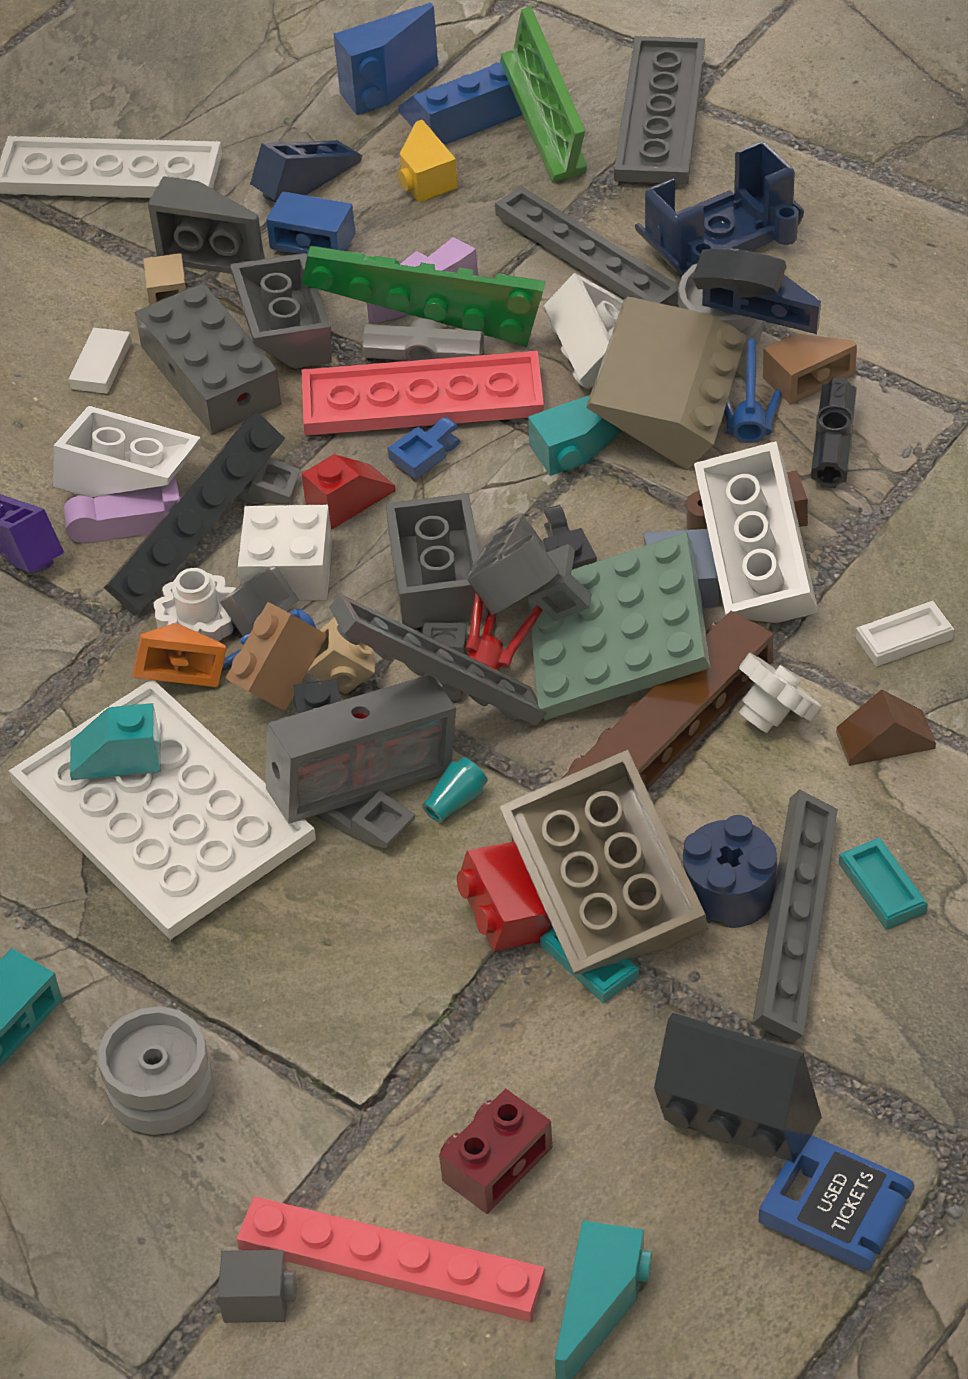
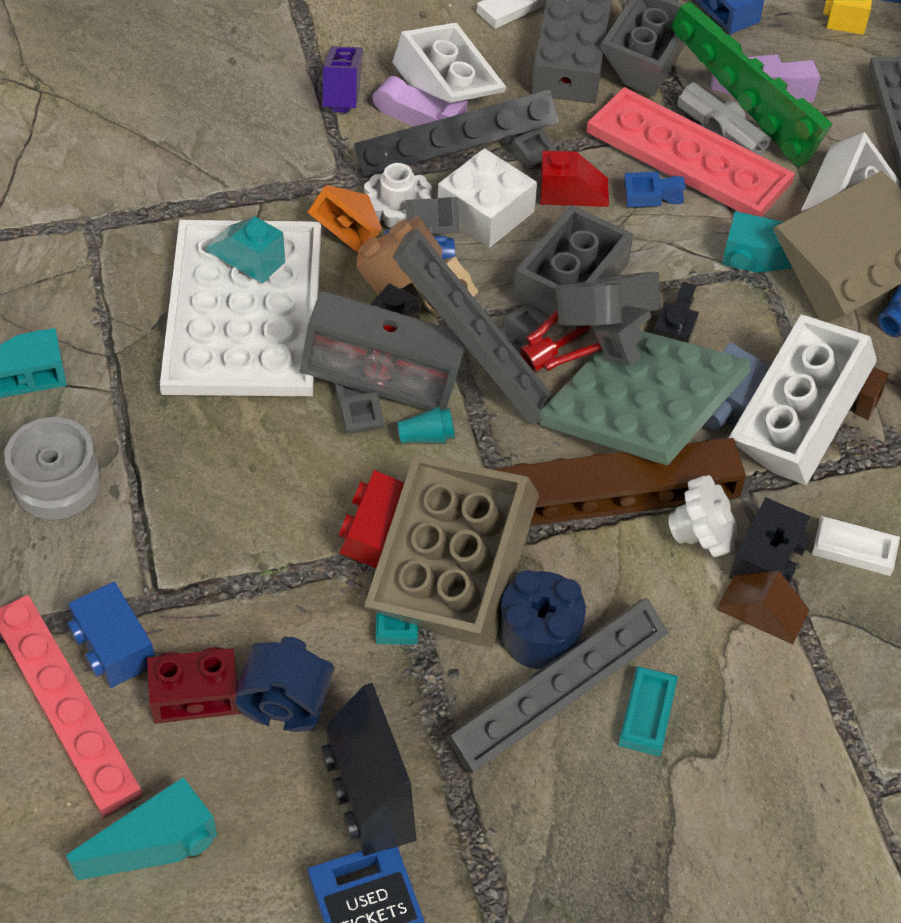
camera: 35 degrees right, 5 degrees up
(378, 1164) = (111, 633): none -> blue brick
(582, 1083) = (284, 684): none -> dark blue brick
(842, 674) = (772, 541): none -> black brick

